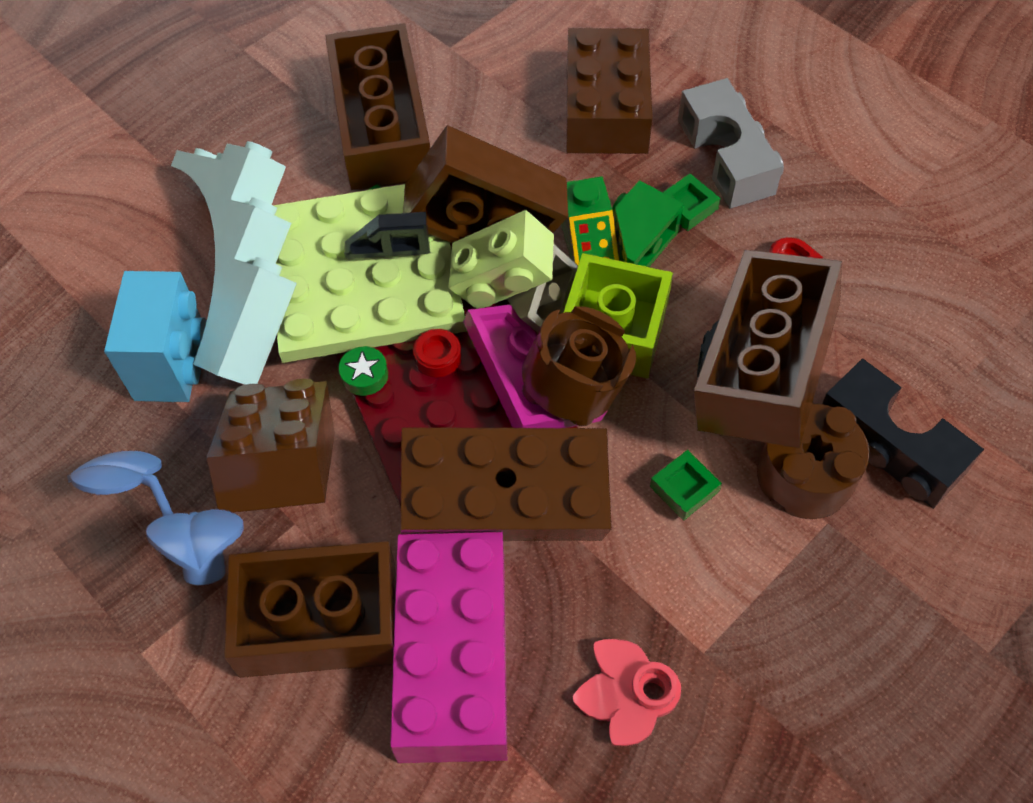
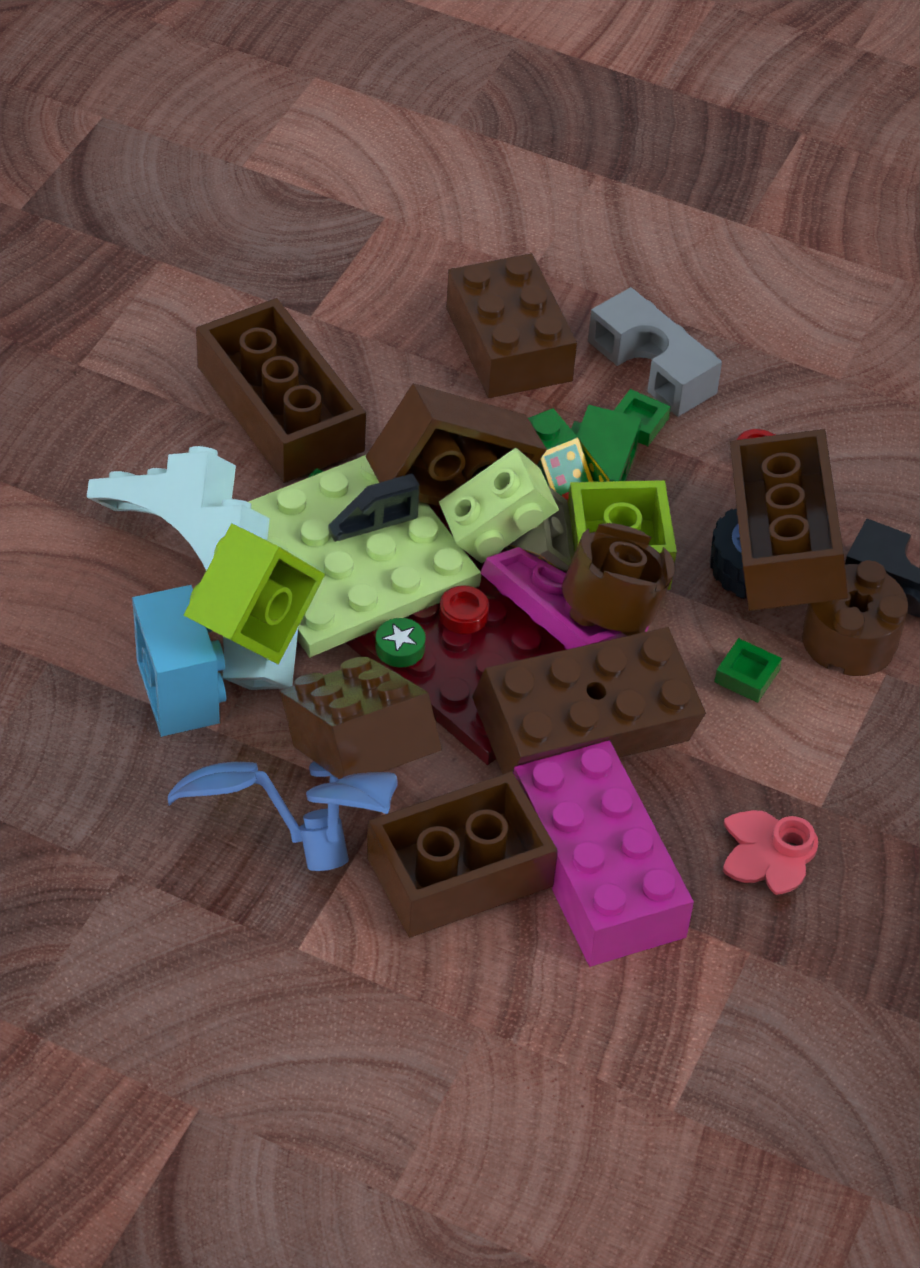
camera: 25 degrees left, 10 degrees down
(207, 299) = (254, 593): none -> lime brick

